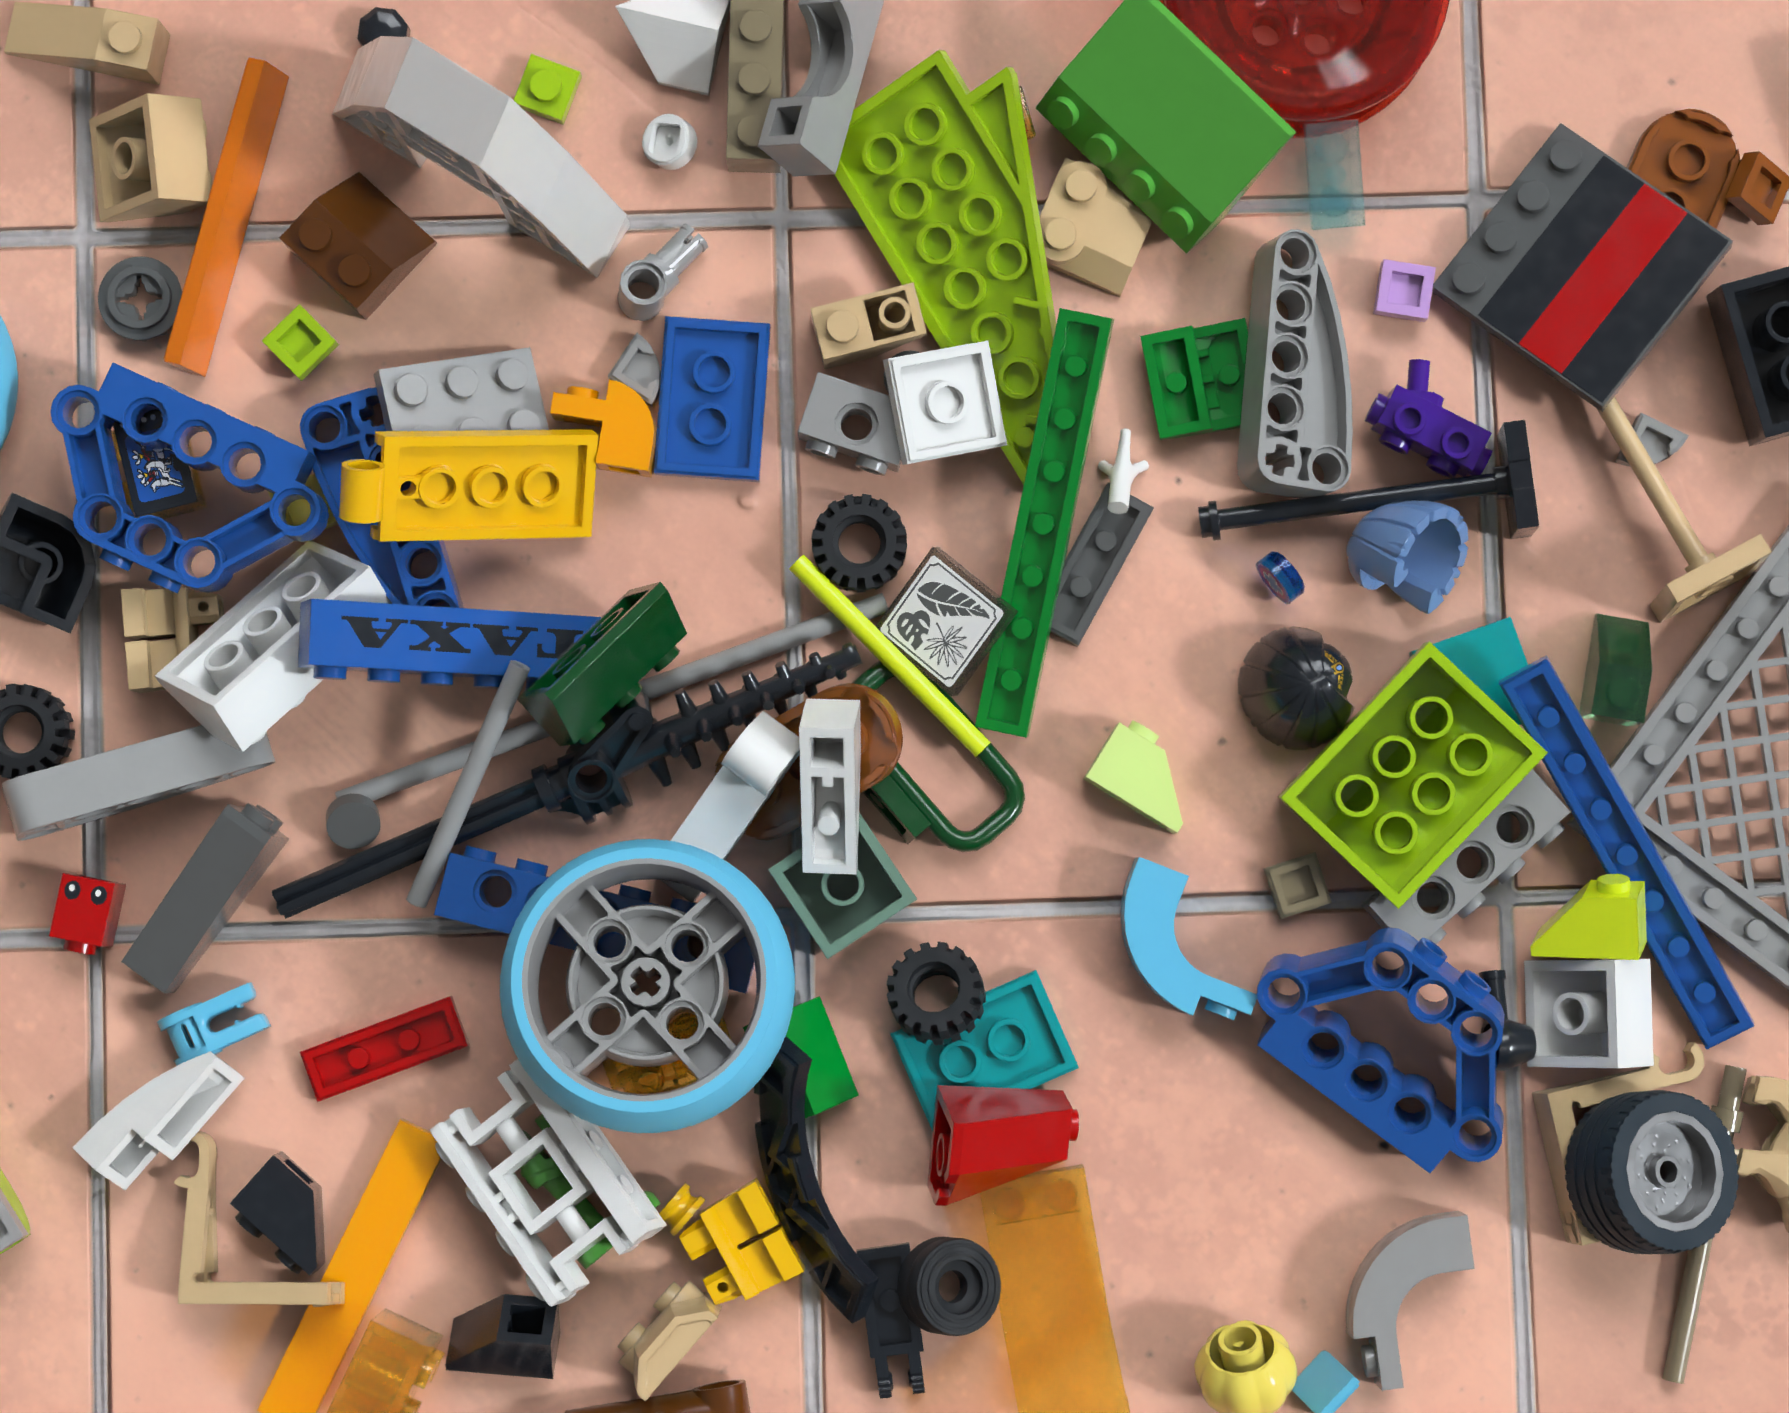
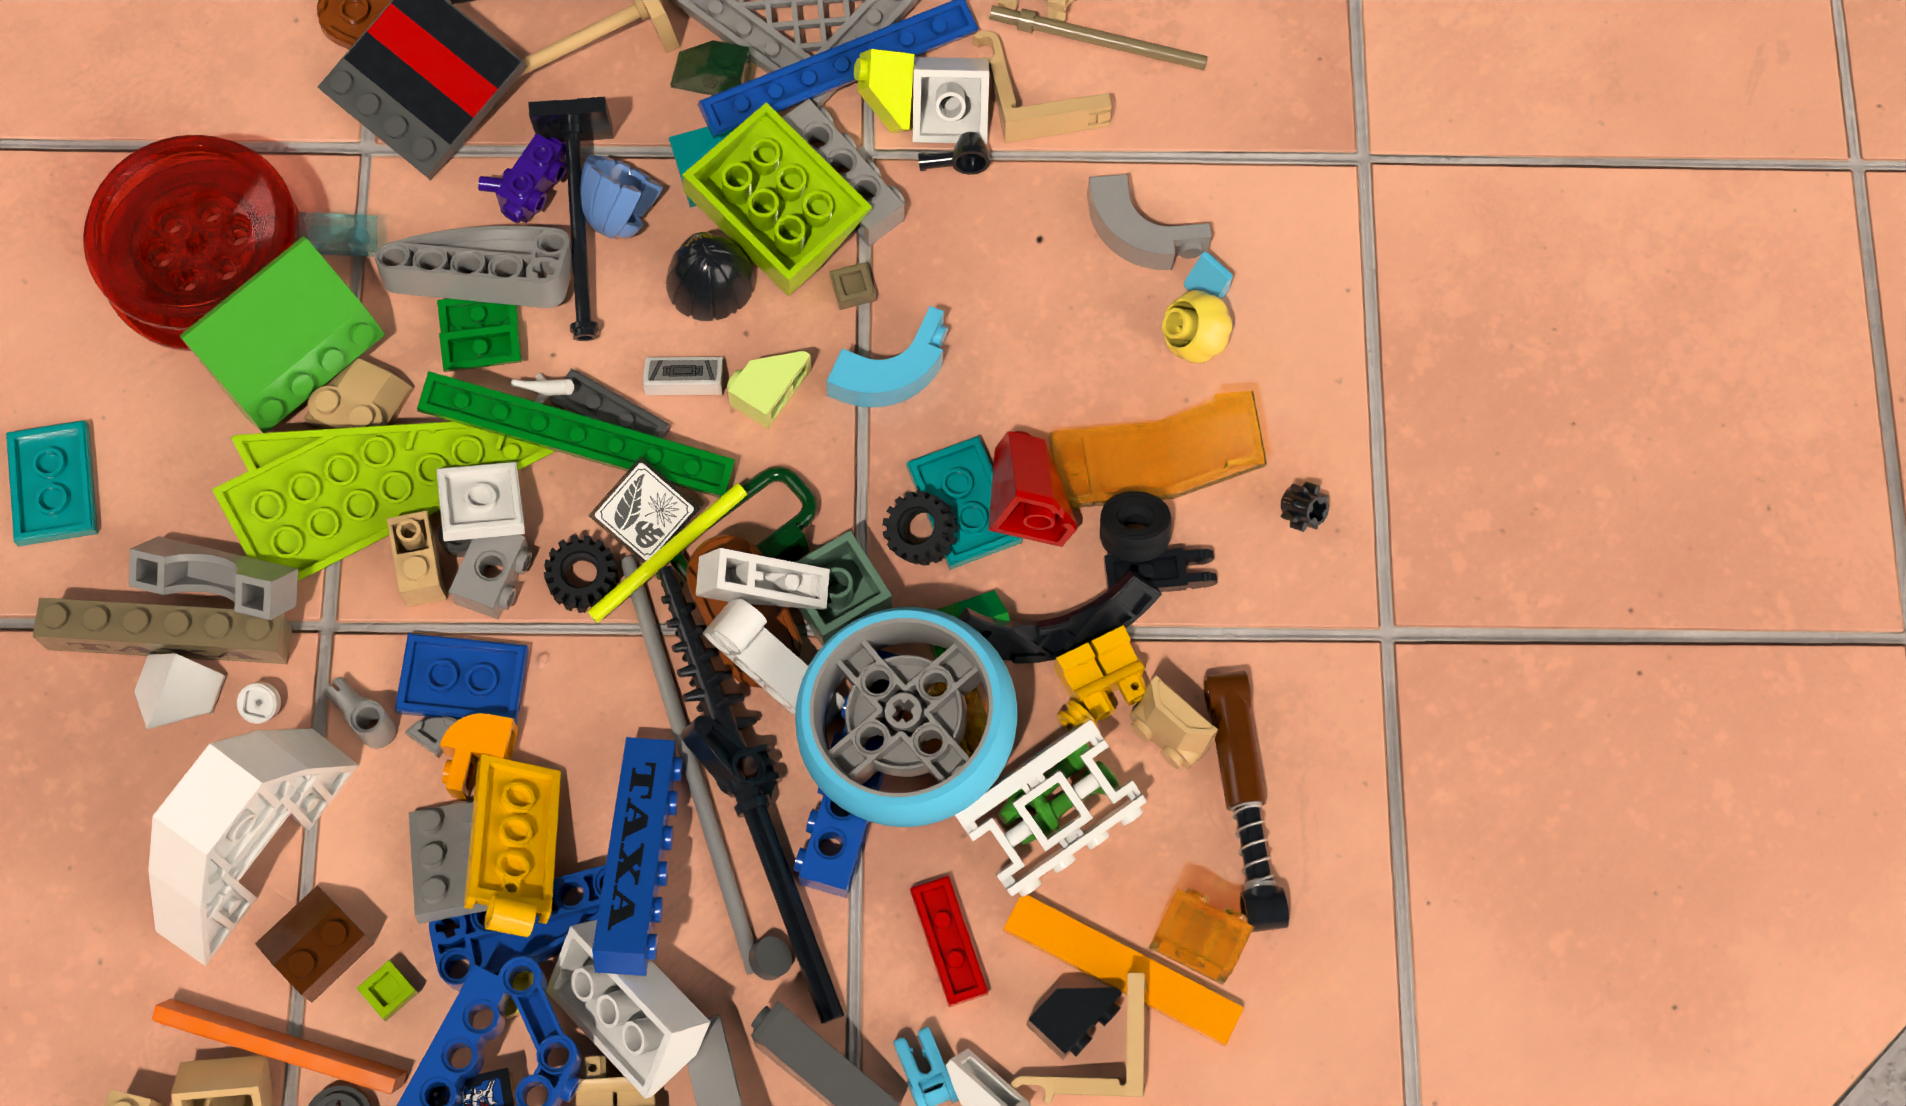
camera: 85 degrees left, 15 degrees down
(381, 23) = (140, 921): black tile -> none
(468, 783) = (746, 857): light grey piece -> none
(506, 1338) = (1170, 846): black slope -> none
(606, 665) = (658, 745): dark green slope -> none
(1153, 660) = (683, 376): none -> slope
(1280, 577) = (629, 284): clear blue tile -> none
(1354, 971) = (915, 240): blue brick -> none
(1404, 290) = (427, 194): lavender plate -> none
(1652, 1172) = (1061, 57): black wheel -> none
(1657, 438) = (550, 34): light grey tile -> none

